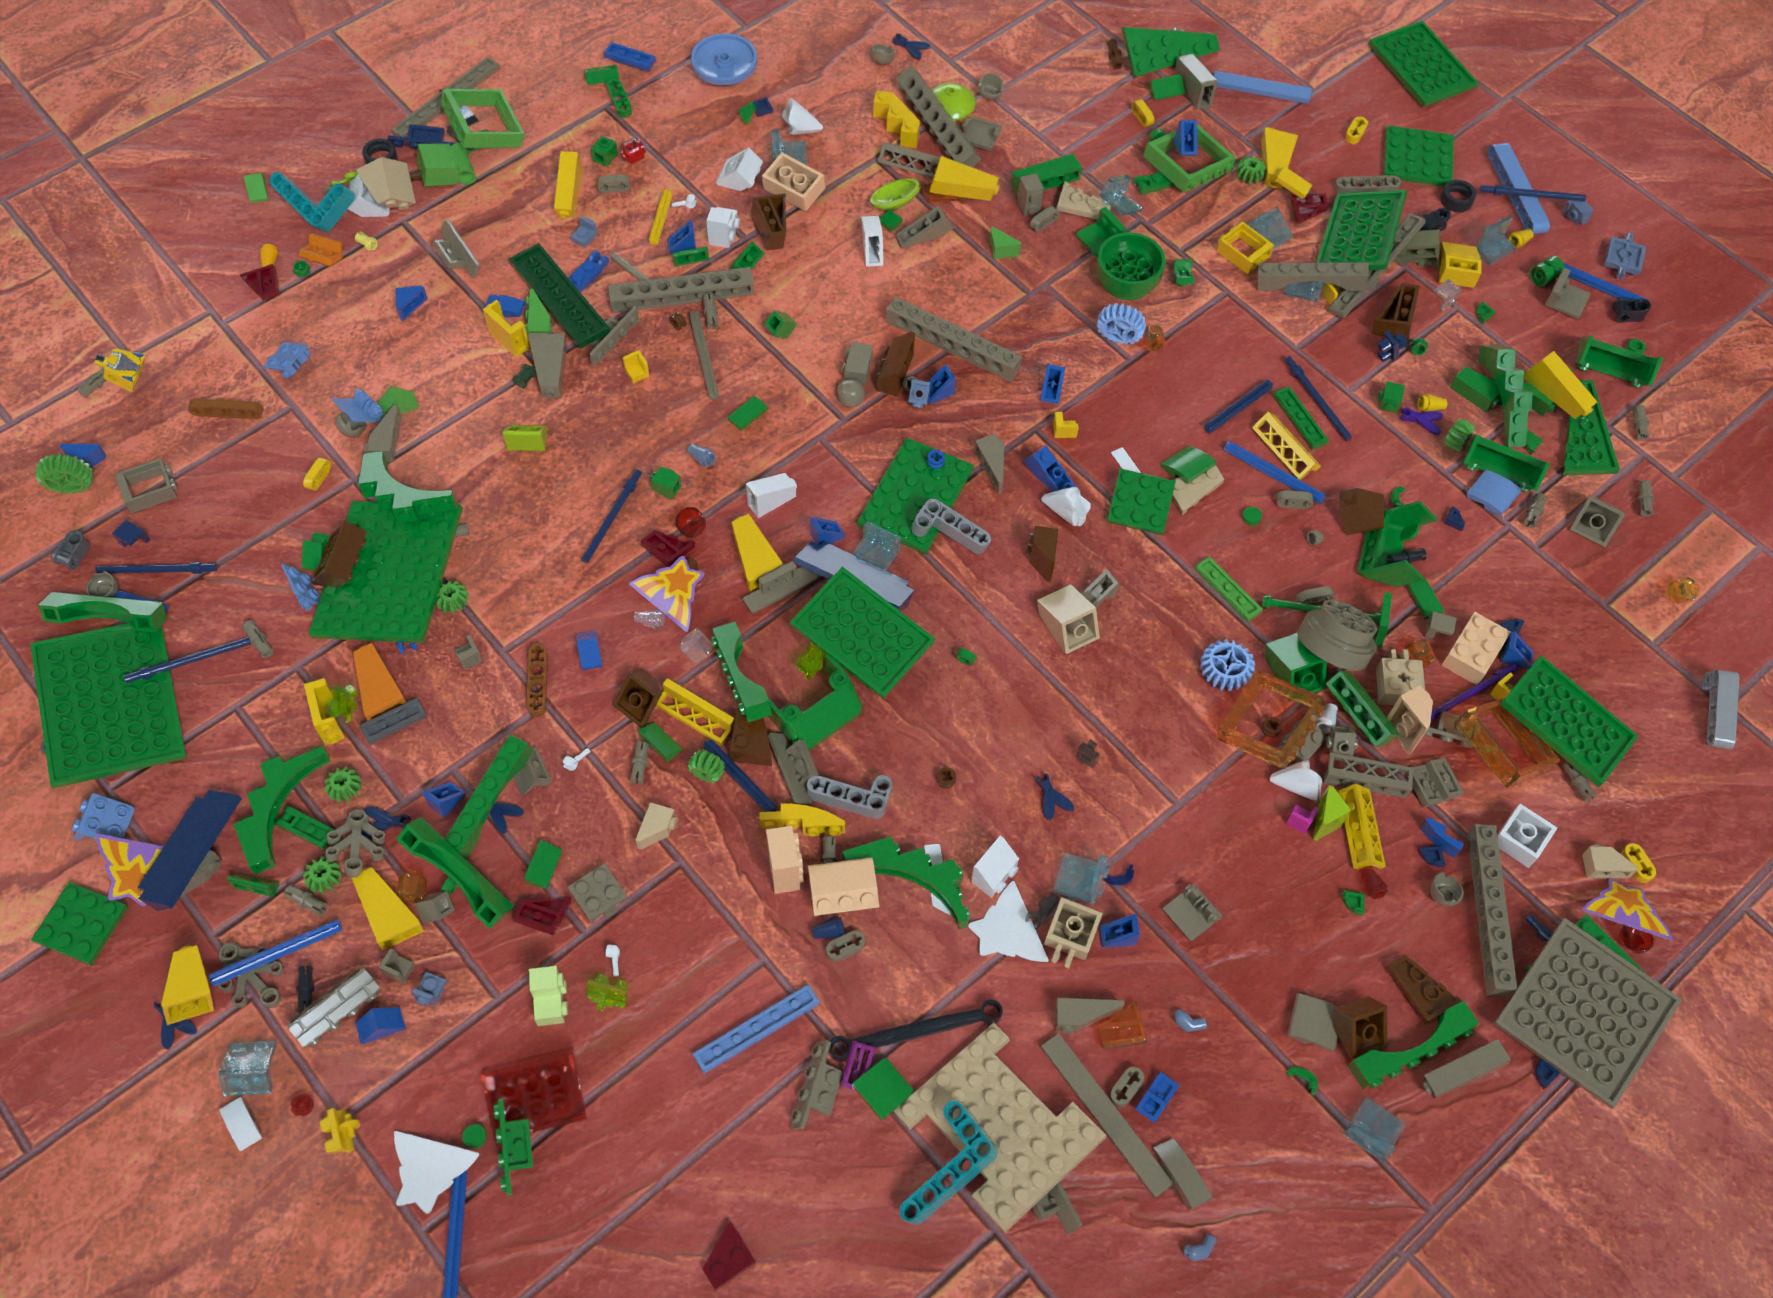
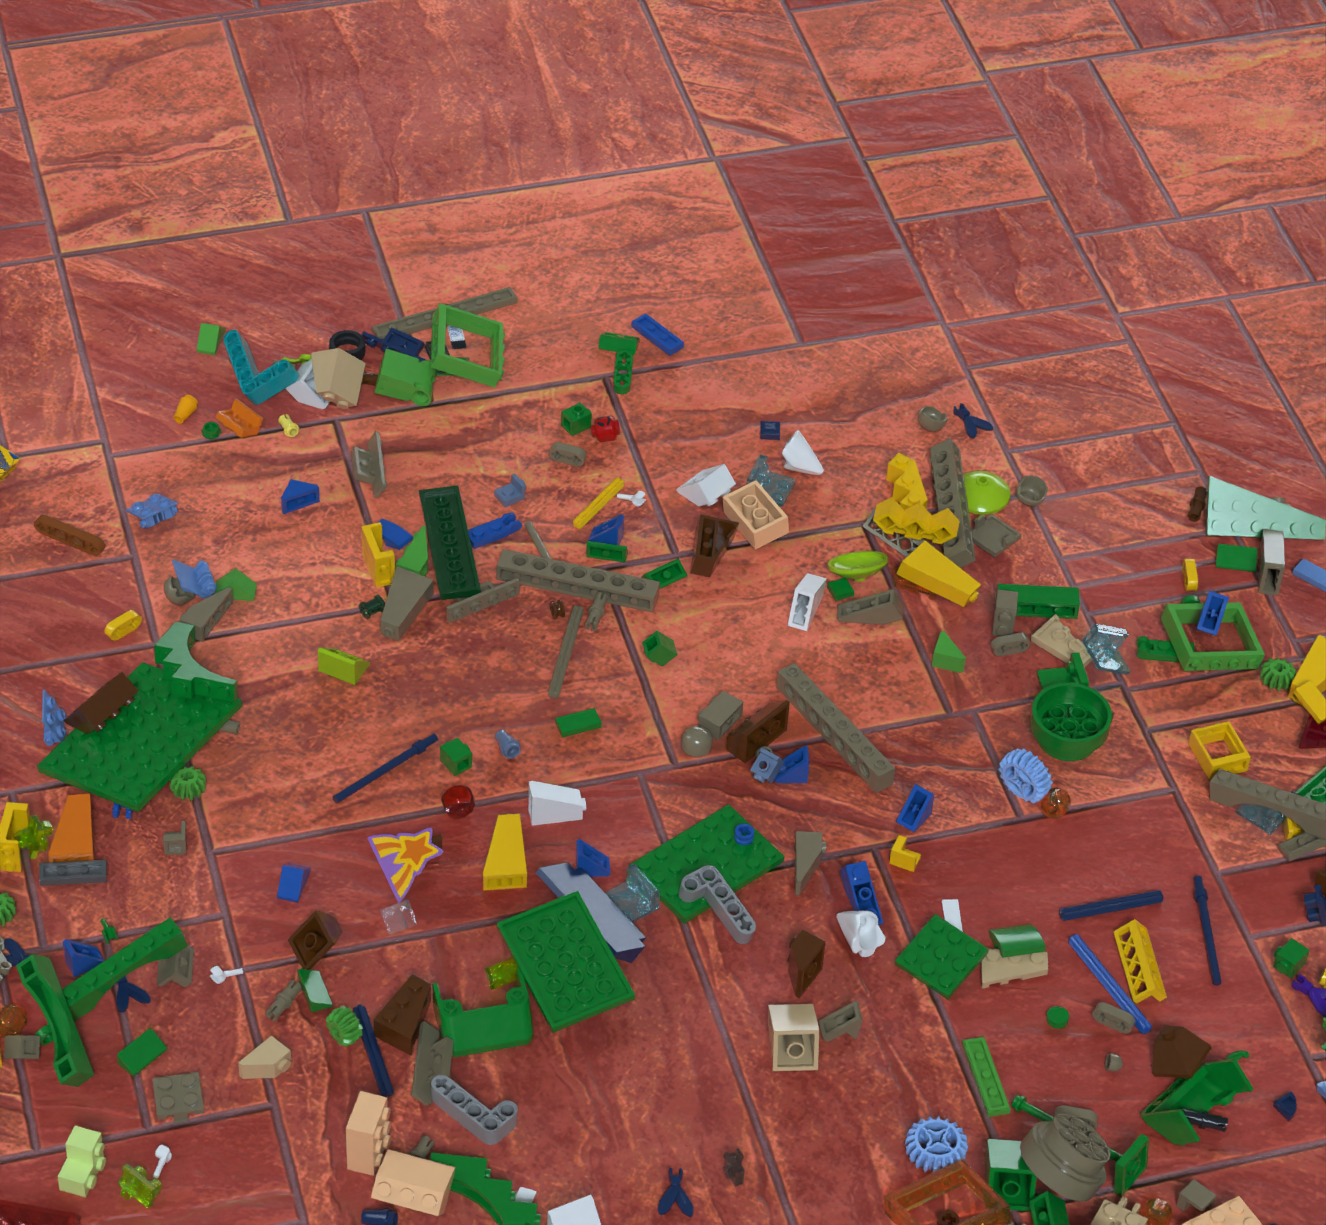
camera: 25 degrees right, 15 degrees down
(263, 281) = (168, 430): dark red wing -> none
(313, 551) = (80, 693): green slope -> none
(454, 763) = (108, 932): none -> green hand
(540, 679) = (230, 889): dark orange beam -> none
(542, 913) = (117, 1094): dark red wing -> none
(568, 184) = (519, 438): yellow slope -> none
(636, 366) = (488, 637): yellow panel -> none
(651, 618) = (370, 876): clear cone -> none
(666, 547) = (421, 815): dark red wing -> none
(699, 706) = (368, 970): yellow fence -> none
(722, 226) = (654, 532): white brick -> none
(724, 59) = (754, 368): medium blue dish -> none
(747, 112) = (749, 430): green tile -> none
(752, 697) = (417, 972): green arch -> none
(779, 585) = (512, 892): dark tan bracket -> none
(810, 818) = (419, 1115): yellow slope -> none
(924, 143) = (916, 521): none -> yellow brick
(946, 784) = (578, 1140): reddish brown bush -> none
(966, 656) = (664, 1031): green tile -> none
(1182, 272) = (1132, 750): green bracket -> none
(1272, 227) = (1262, 741): clear light blue bracket -> none
(1300, 418) = (1175, 943): green tile -> none
(1425, 598) = (1200, 1166): green tile -> none

